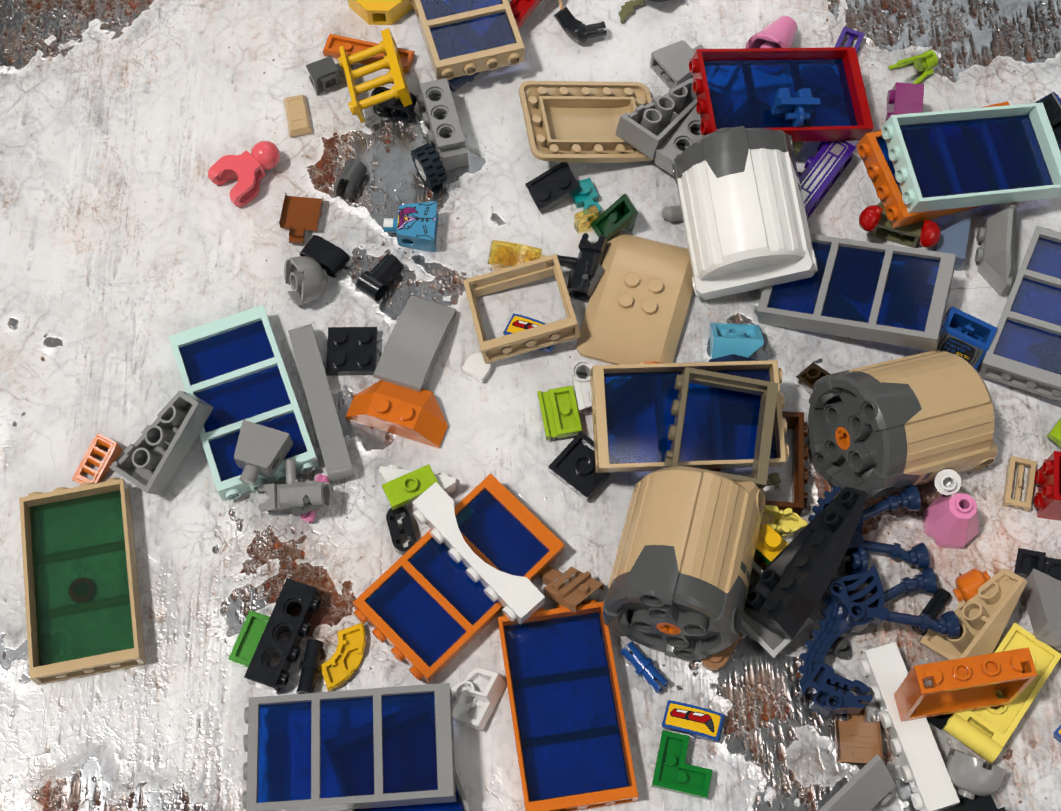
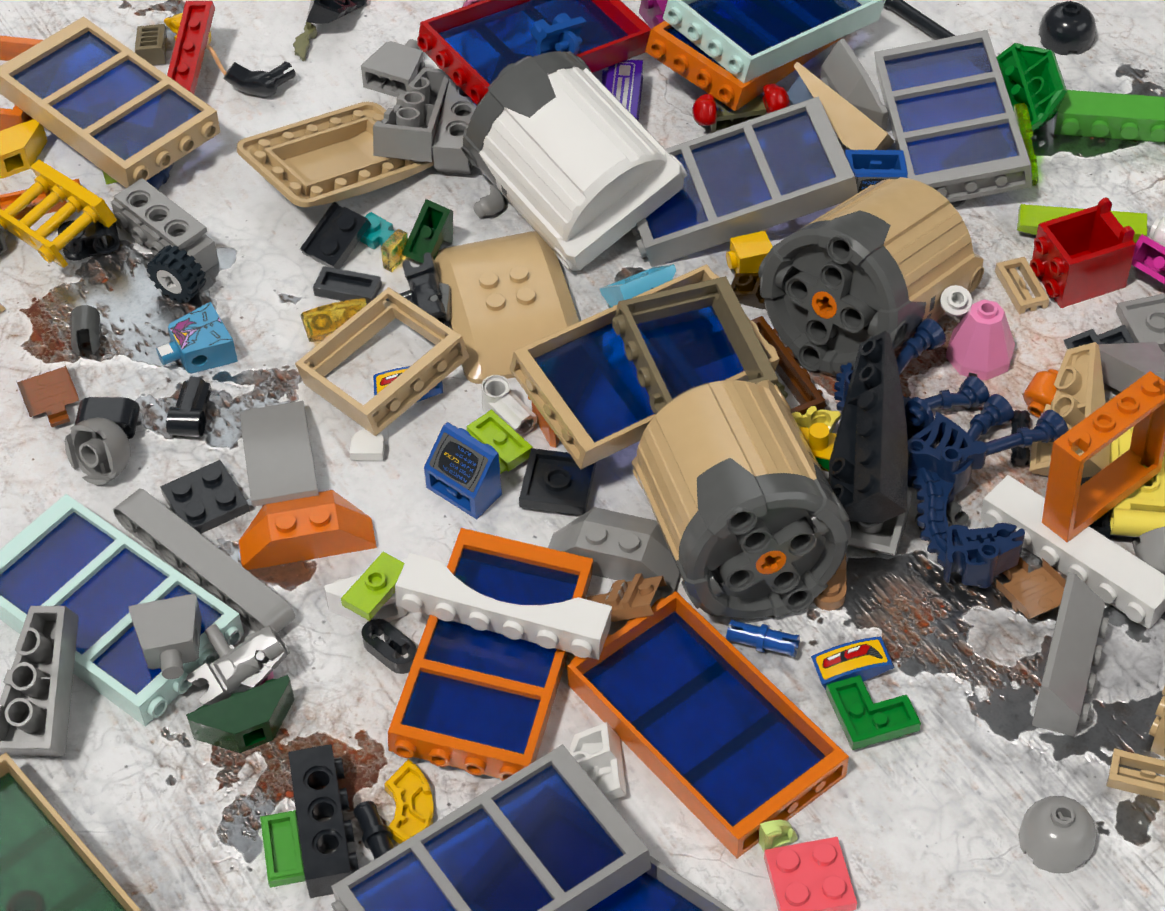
camera: 30 degrees left, 15 degrees down
(282, 533) = (245, 717): none -> dark green slope
(522, 427) = (463, 471): none -> blue slope
(539, 230) = (346, 285): none -> black tile
(587, 536) = (619, 546): none -> light grey wedge
(832, 353) = (748, 252): none -> yellow brick
(975, 290) = (849, 123): none -> tan wedge

